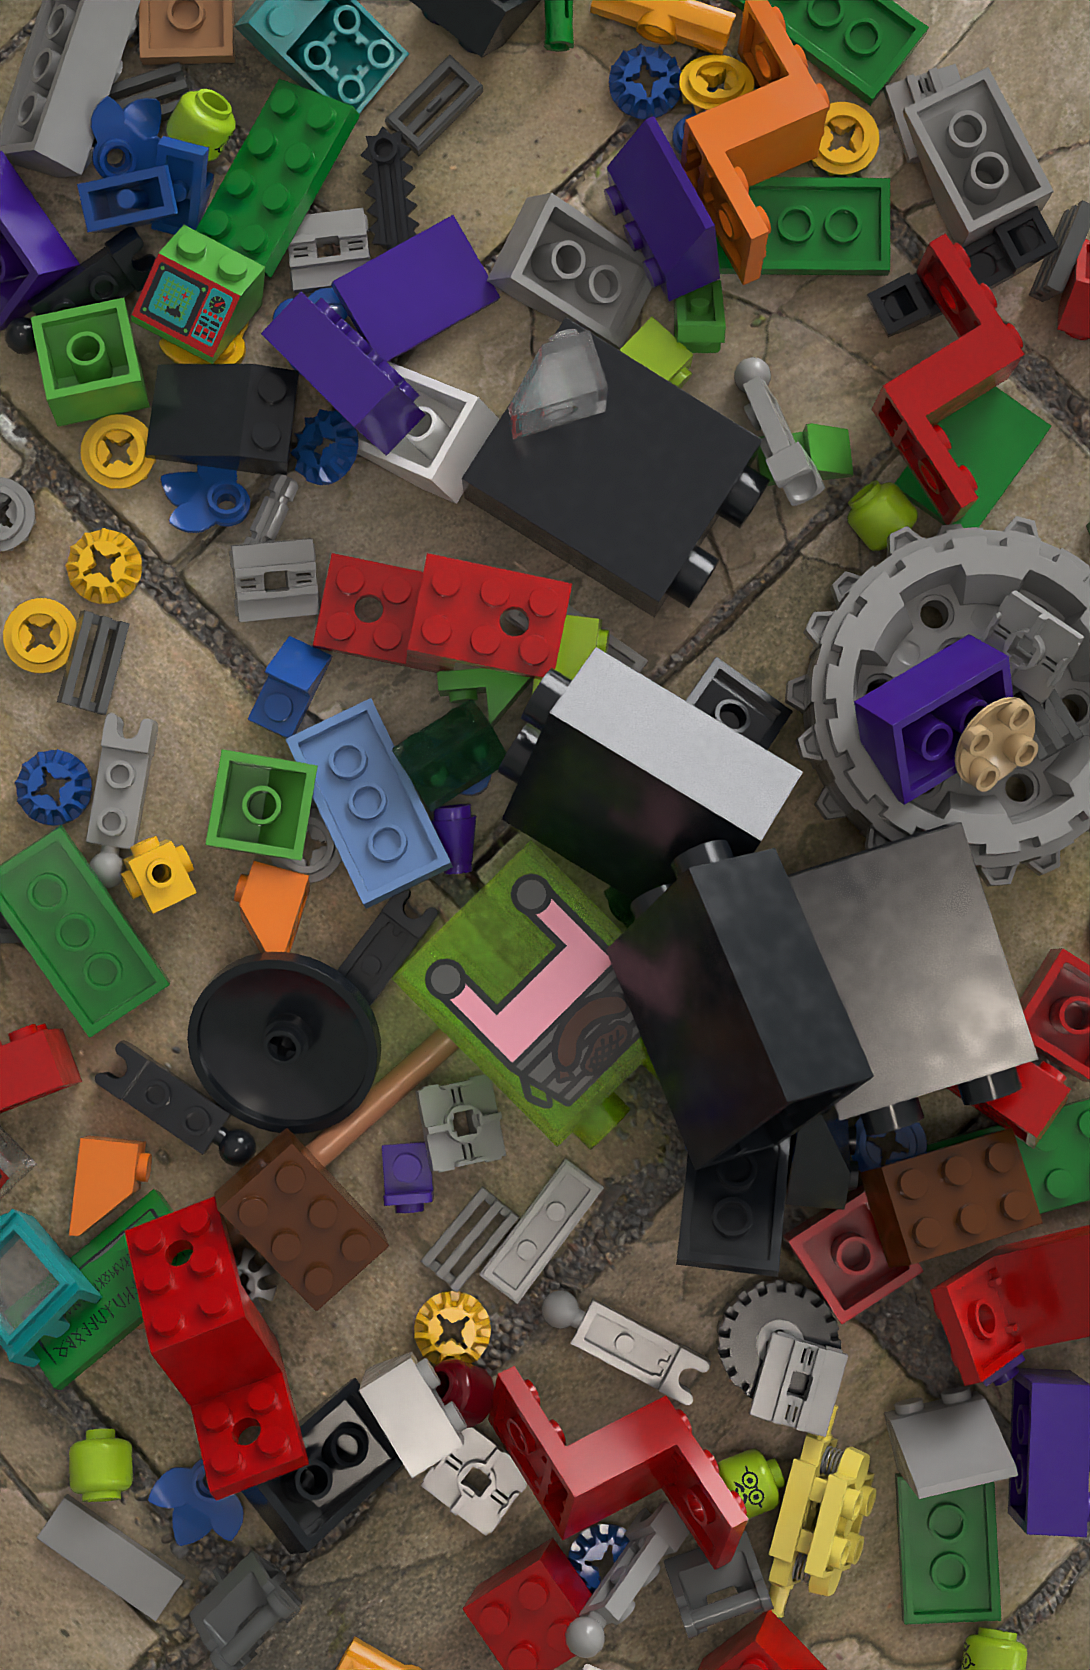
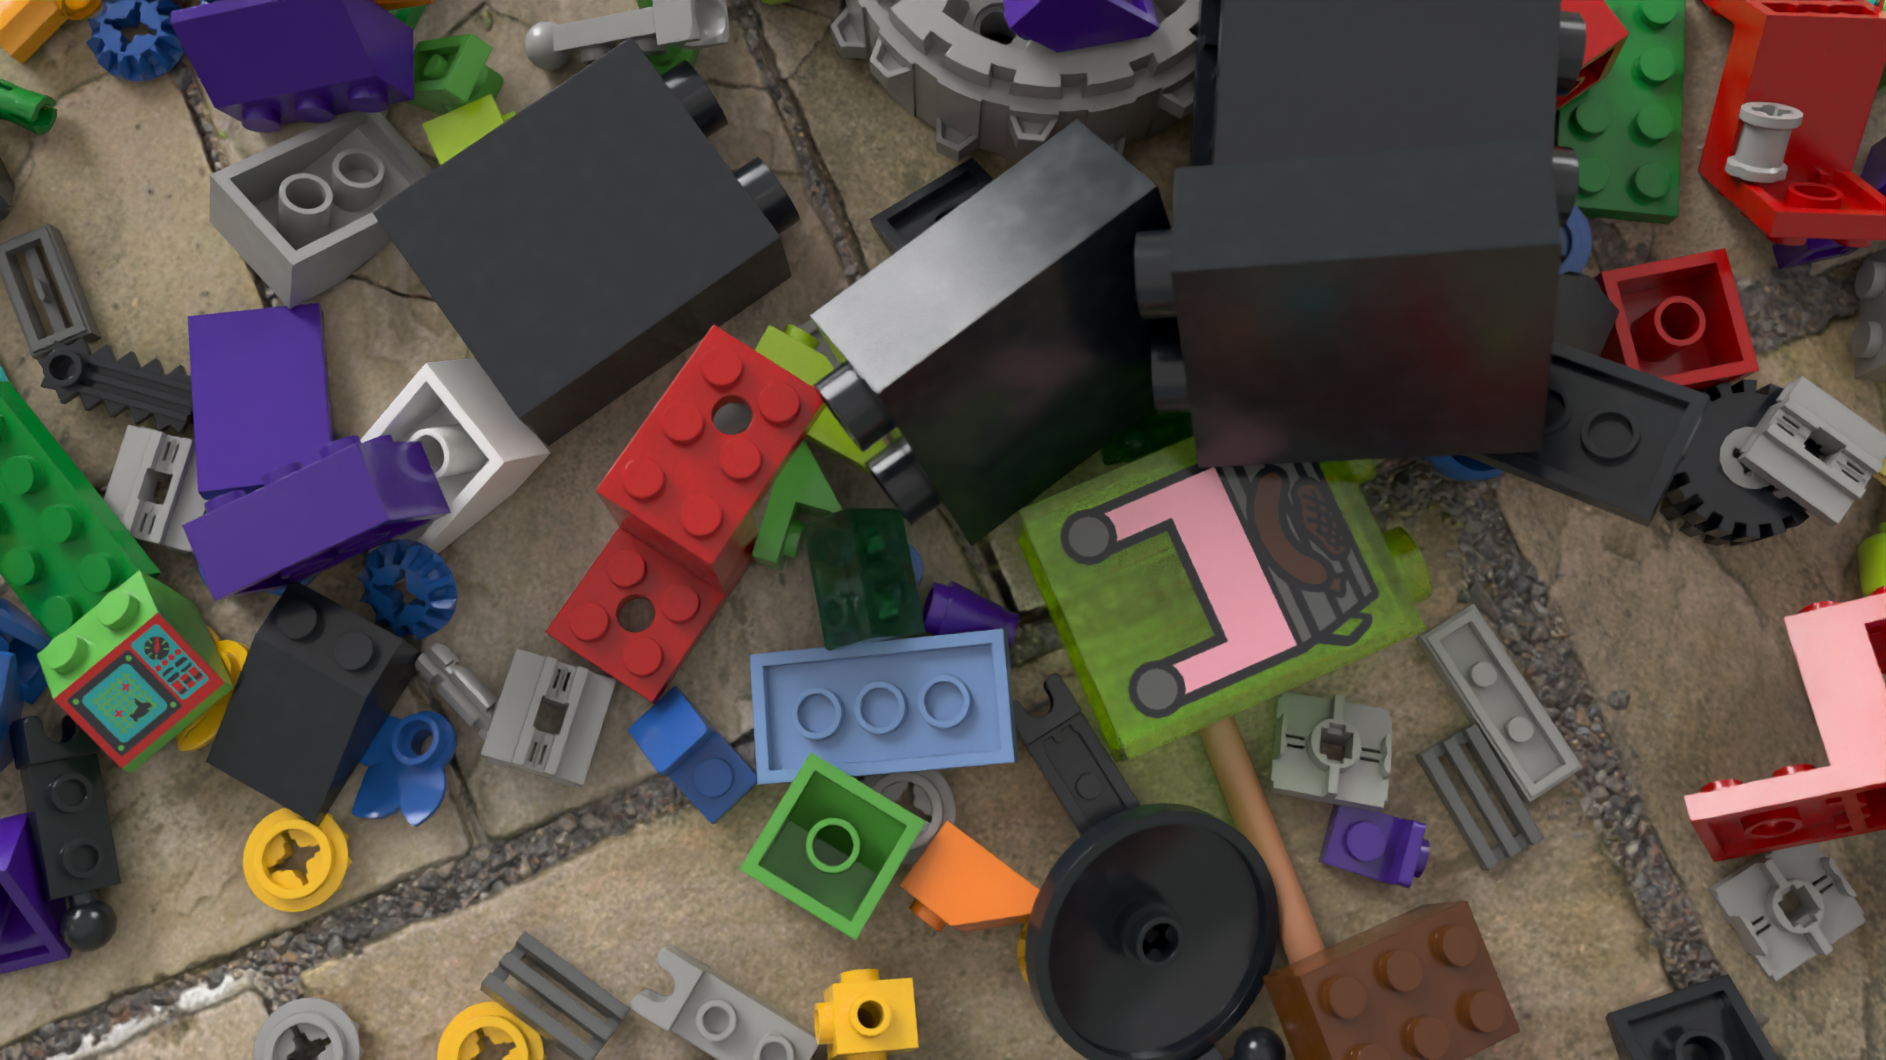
camera: 70 degrees left, 5 degrees down
(89, 362) = (160, 850): bright green slope -> none
(125, 571) = (453, 909): yellow gear -> none
(412, 1412) = (1712, 954): slope -> none
(454, 1307) = (1562, 850): yellow gear -> none
(467, 1387) = (1680, 885): dark red head -> none
(559, 385) = (454, 229): clear slope -> none
(625, 1343) = (1680, 650): light grey plate -> none
(950, 1198) = (1653, 180): reddish brown brick -> none
(1010, 1269) = (1763, 141): none -> light grey bush

